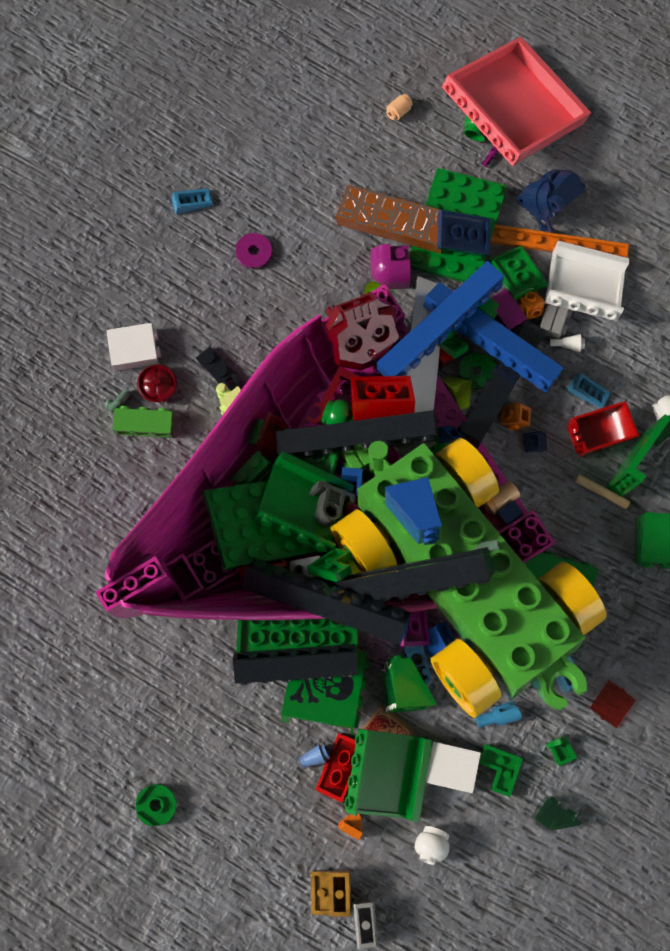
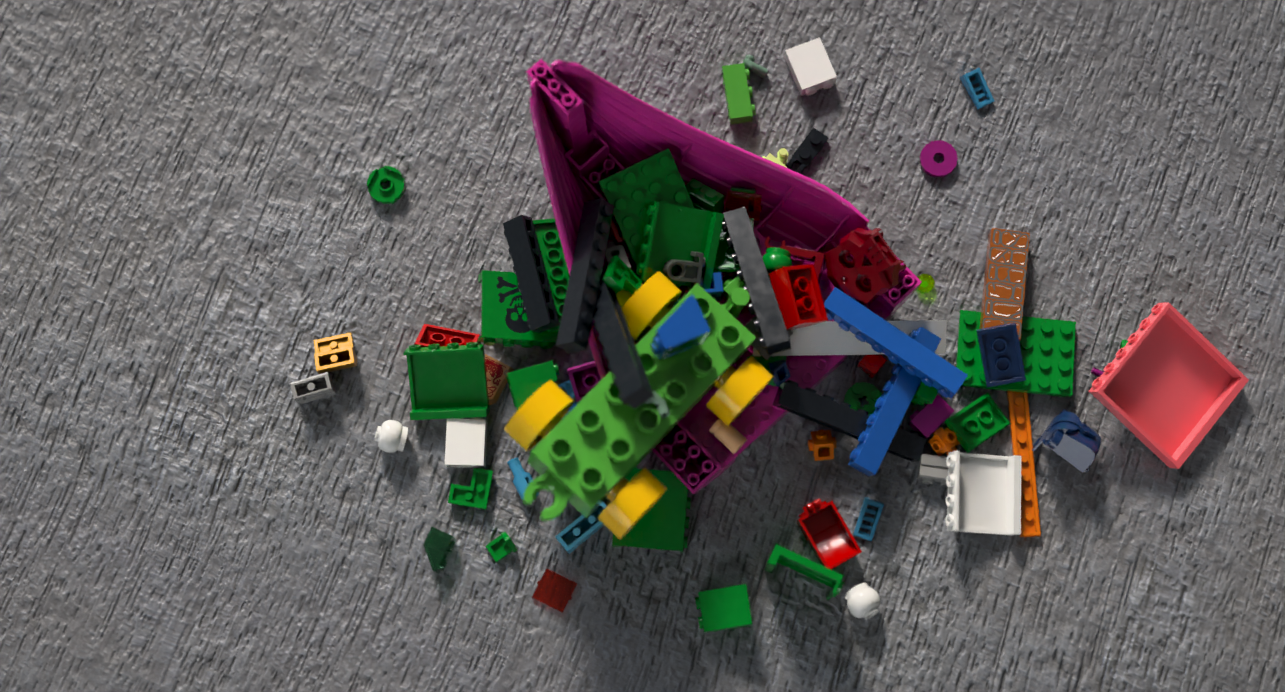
camera: 90 degrees right, 0 degrees up
(157, 383) = (779, 97): dark red piece -> none
(316, 756) = (454, 318): medium blue cone -> none
(352, 826) = (396, 362): orange tile -> none
(391, 266) = (952, 294): magenta brick -> none
(399, 107) = (1133, 270): light nougat brick -> none
(453, 345) = (878, 366): green slope -> none
(459, 389) = (836, 383): lime slope -> none
(509, 513) = (714, 445): dark blue slope -> none
(535, 441) = (802, 473): dark blue slope -> none
(573, 343) = (915, 493): white cone -> none
(602, 491) = (765, 548): tan piece -> none

